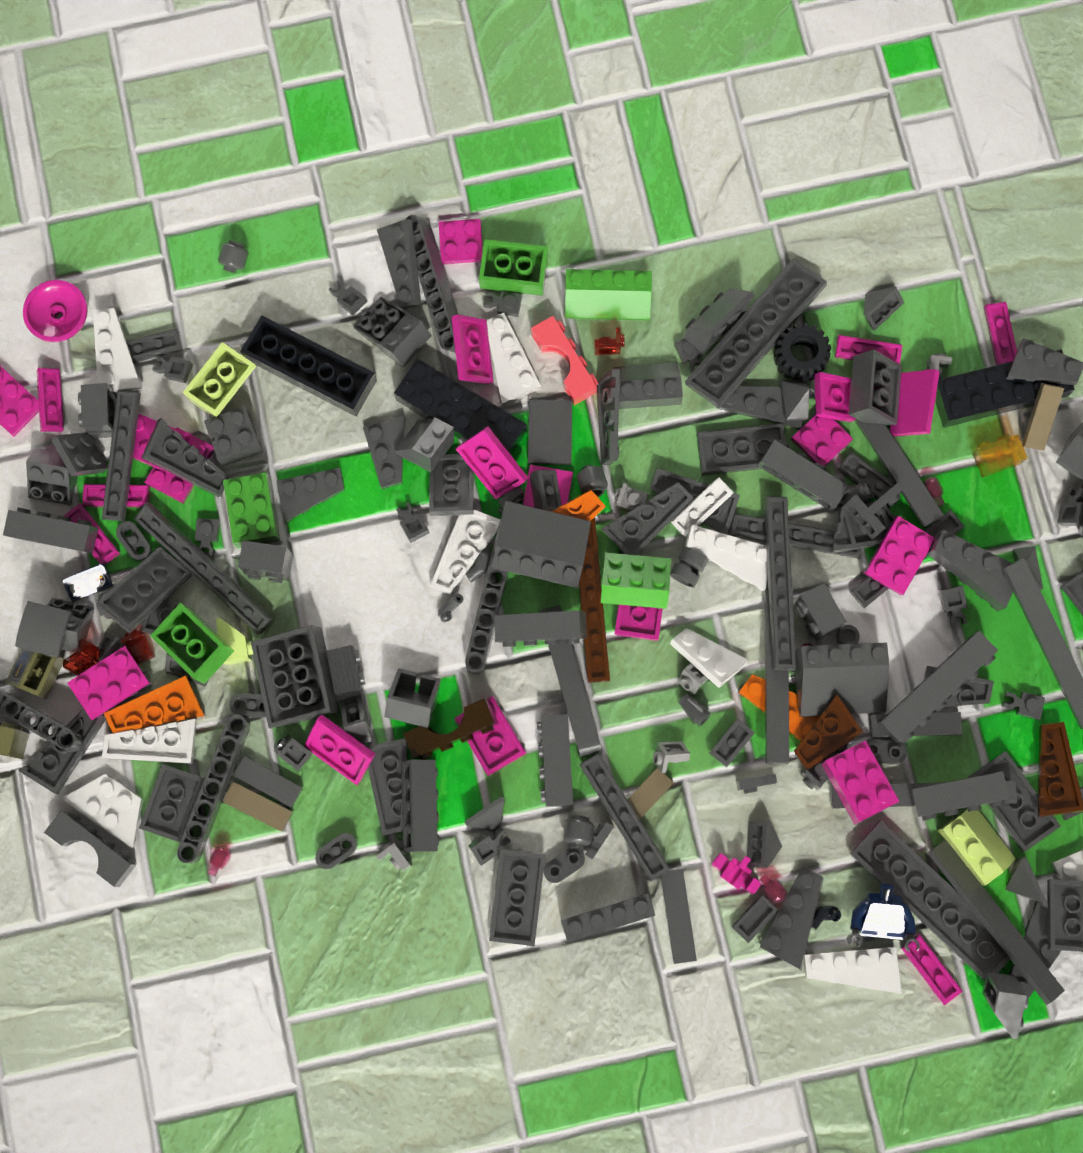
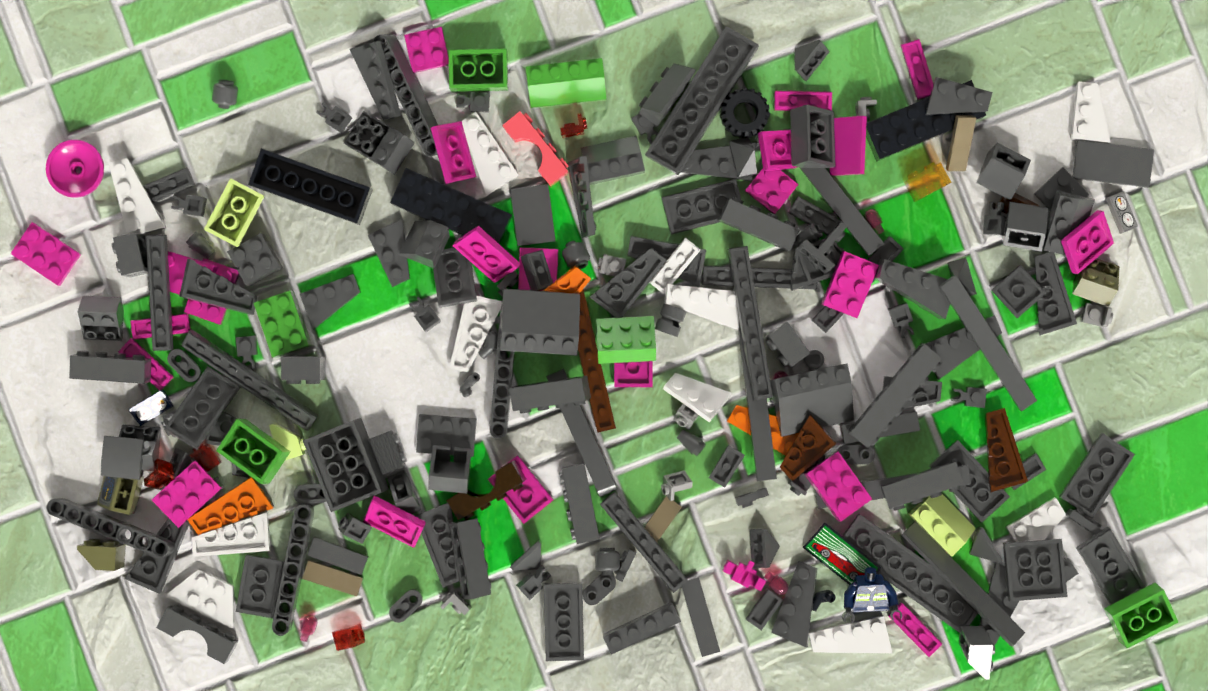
camera: 15 degrees left, 10 degrees up
(50, 400) = (85, 249): dark pink tile -> none
(80, 454) = (122, 296): dark grey plate -> none
(175, 411) = (199, 244): none -> dark grey cone
(264, 878) = (348, 637): none -> clear red bracket
(414, 656) = (445, 431): none -> dark grey plate
(850, 864) = (838, 554): none -> sticker
(1016, 646) = (958, 347): none -> dark grey wing

